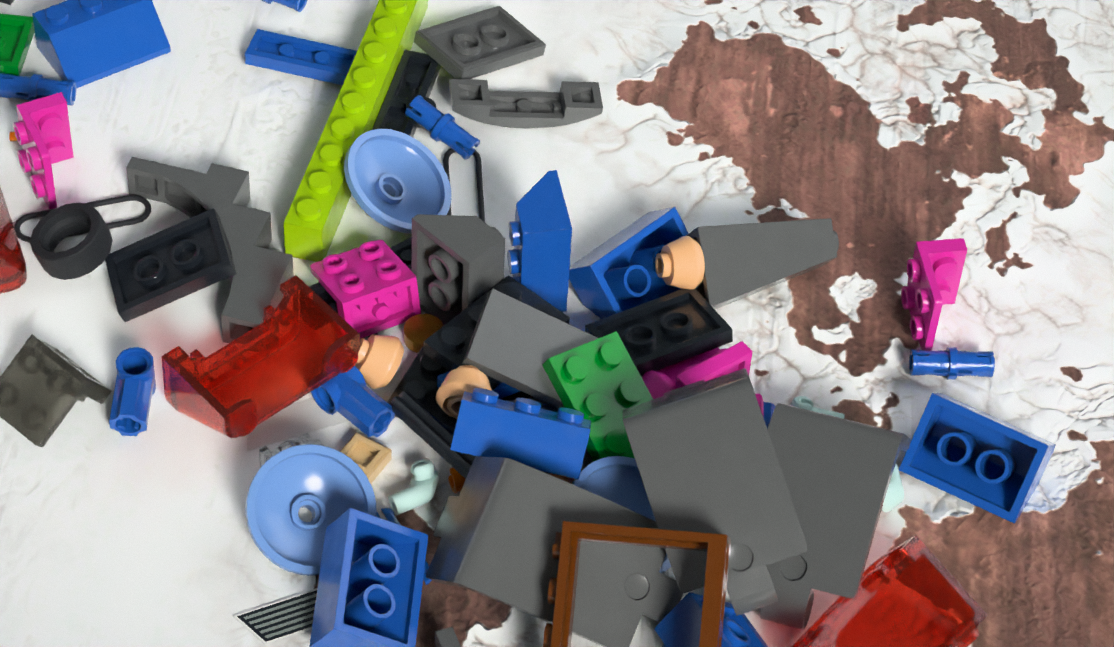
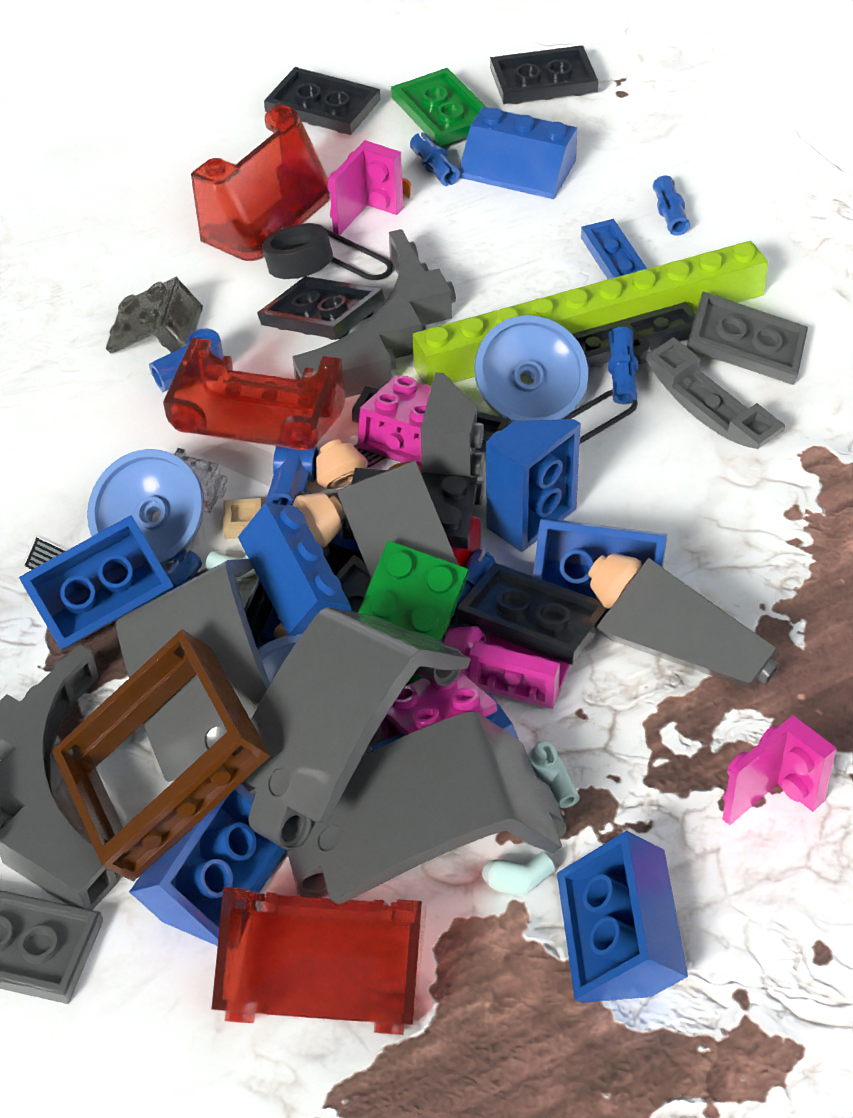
camera: 60 degrees right, 0 degrees up
(951, 363) = (724, 844): blue pin -> none

